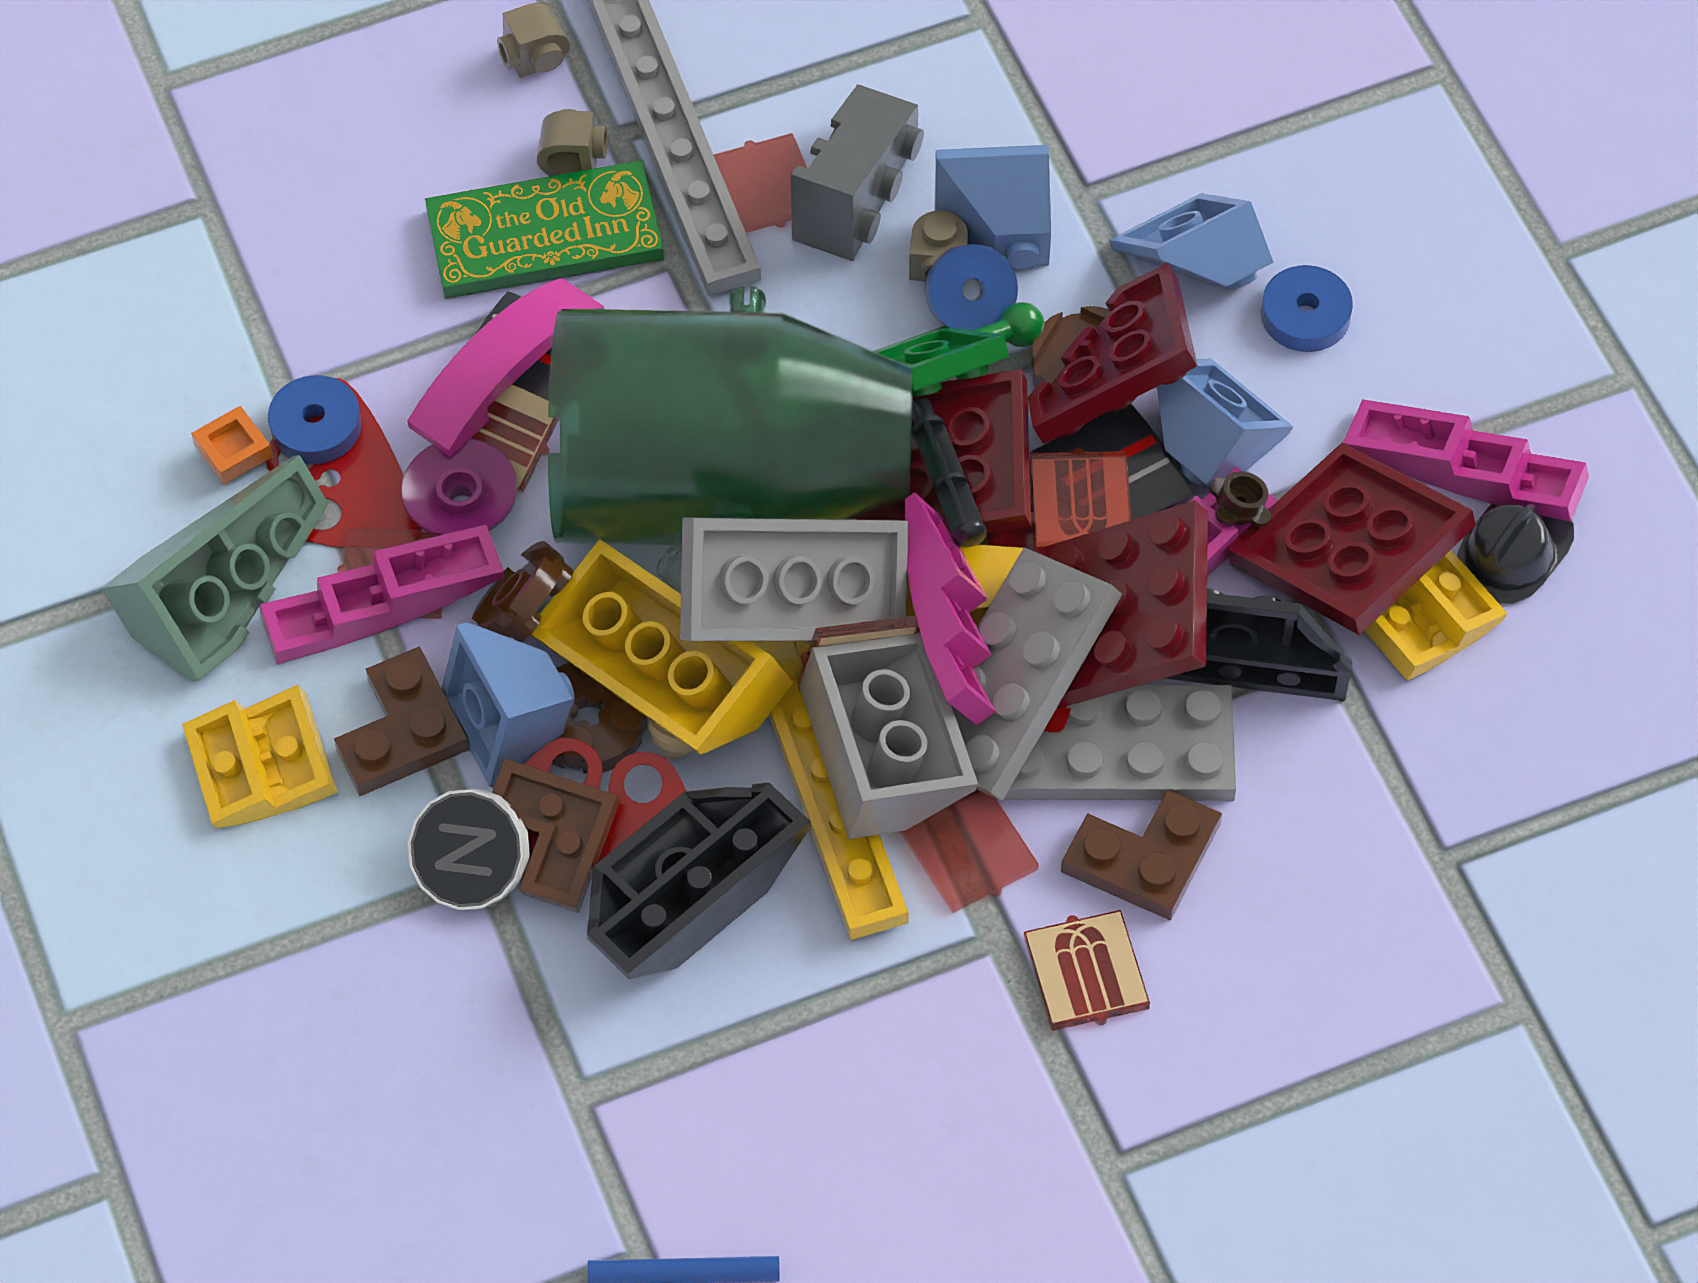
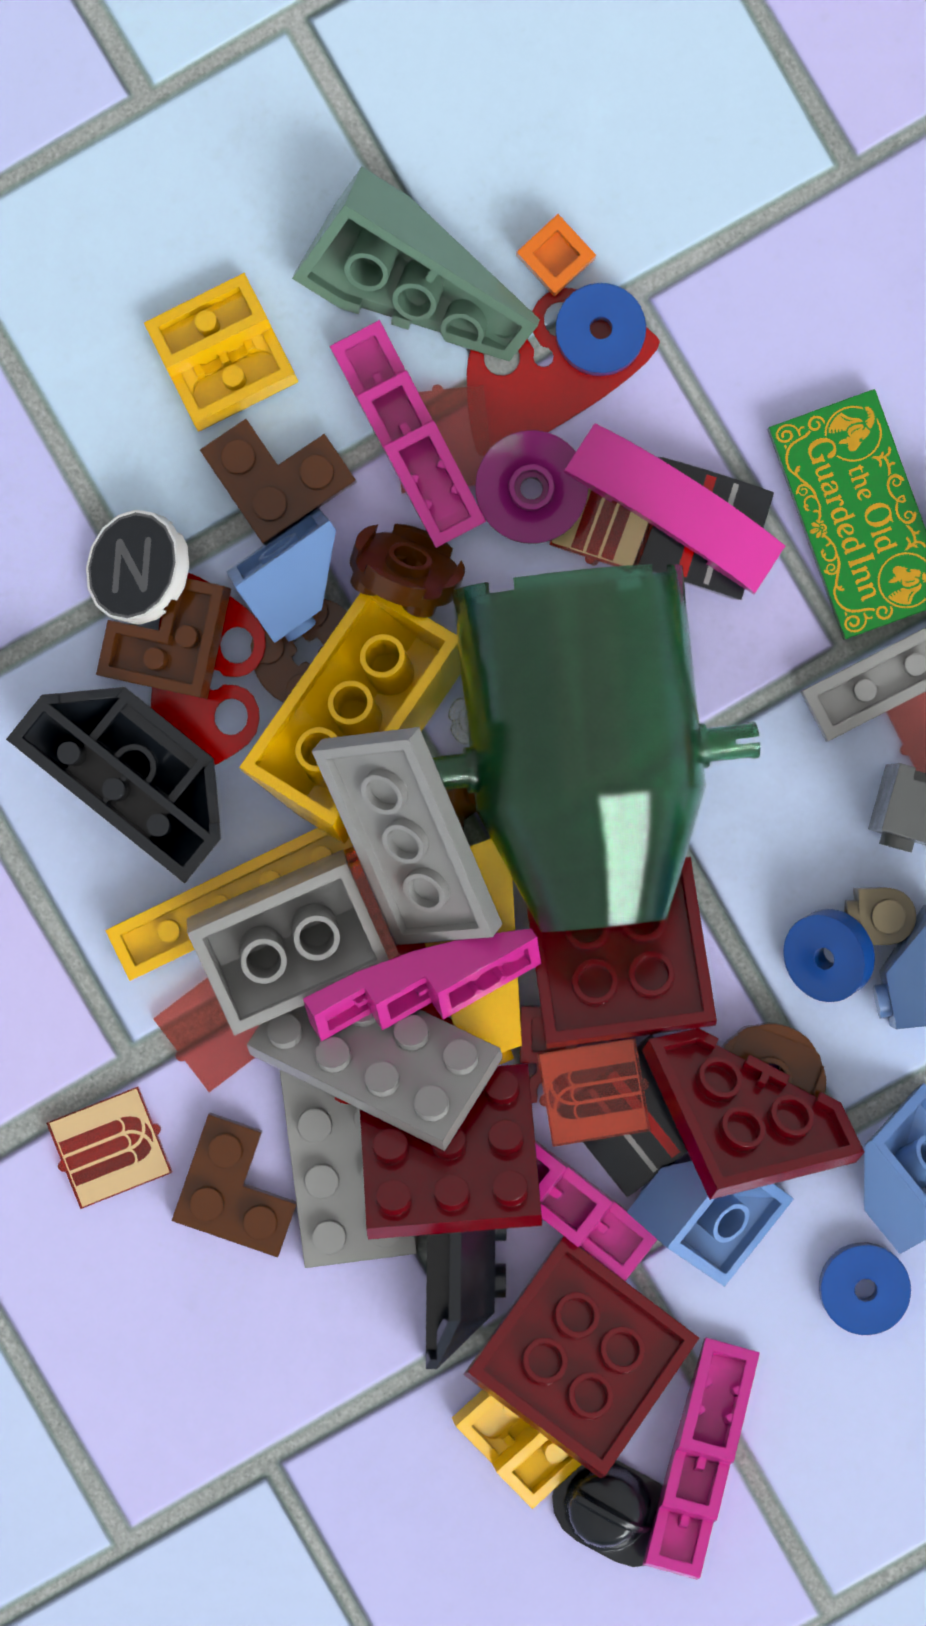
camera: 85 degrees right, 30 degrees up
(947, 475) = (584, 962): black piece -> none
(964, 352) = (735, 937): green plate -> none
(1241, 499) = (621, 1258): dark brown plate -> none

